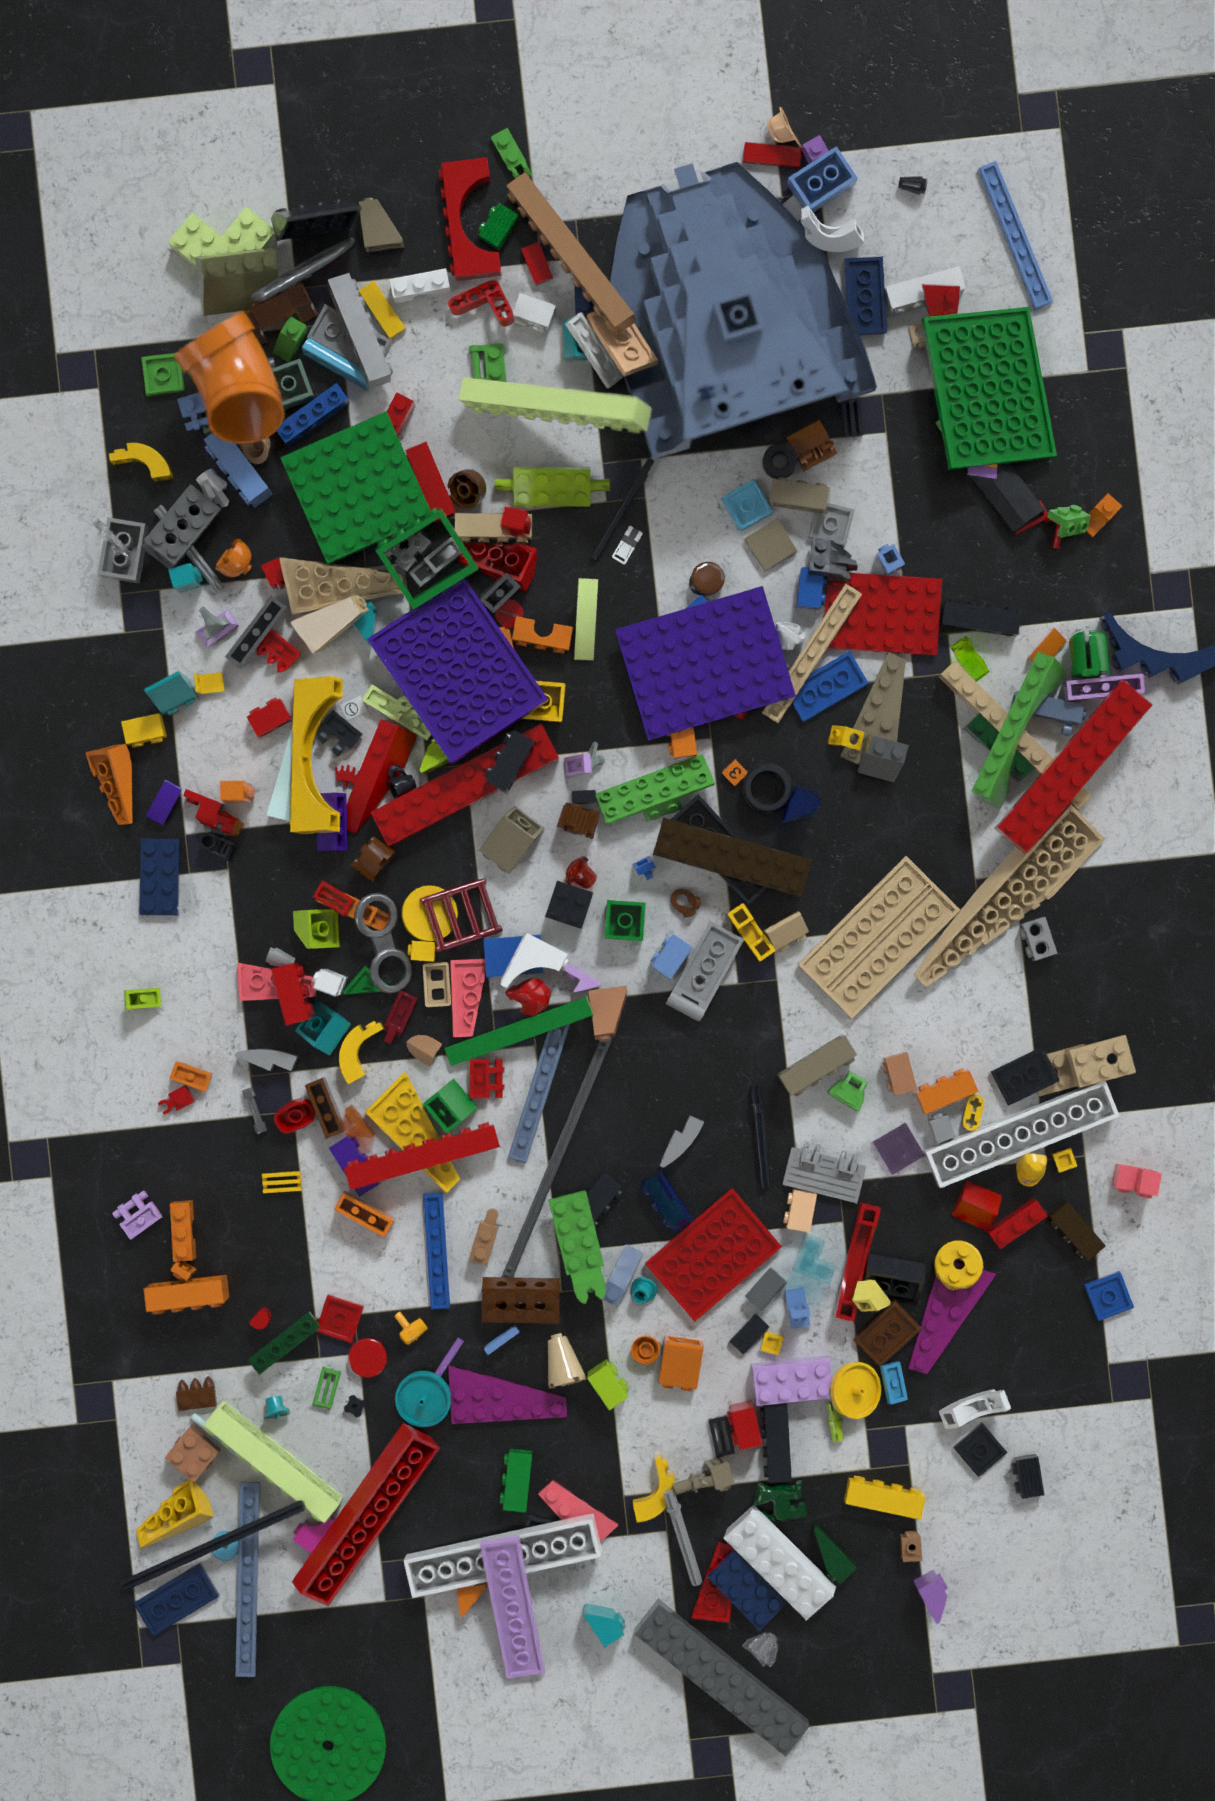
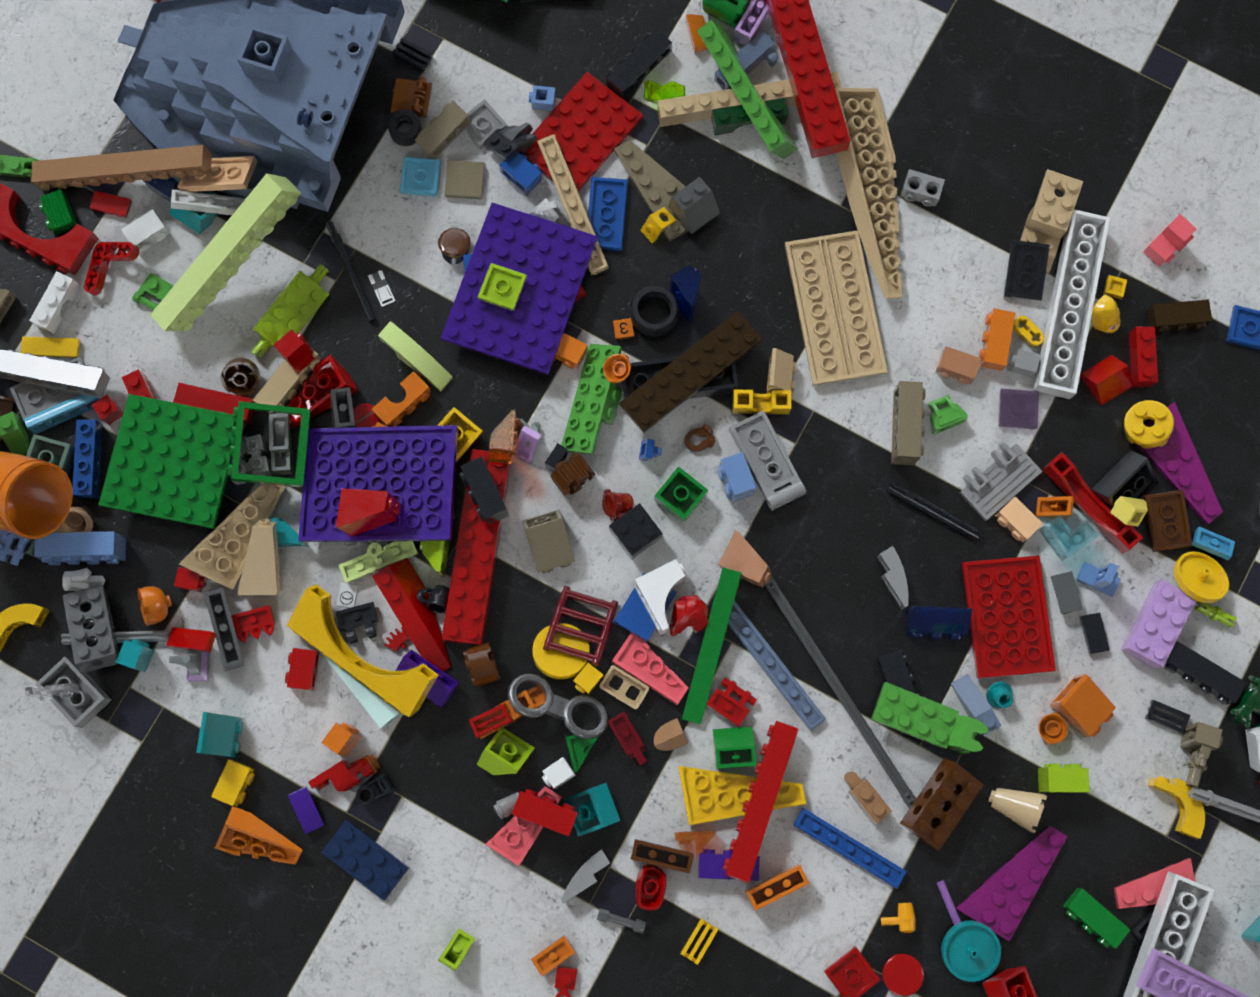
camera: 55 degrees left, 10 degrees down
(209, 683) = (236, 699): yellow bracket -> none
(229, 612) = (191, 639): none -> red tile
(348, 1057) = (634, 806): yellow arch -> none
(364, 399) = (107, 409): none -> red brick
(425, 679) = (365, 510): none -> red slope
(501, 1339) = (963, 845): medium blue tile -> none
(565, 743) = (502, 439): none -> clear orange slope
(586, 982) = (707, 562): lavender slope -> none
(691, 795) = (617, 368): none -> orange hat
(692, 650) = (502, 287): none -> lime plate
(745, 1425) = (1173, 688): red brick -> none
(771, 1343) = (1114, 620): yellow tile -> none
(832, 1232) = (1054, 506): none -> orange slope

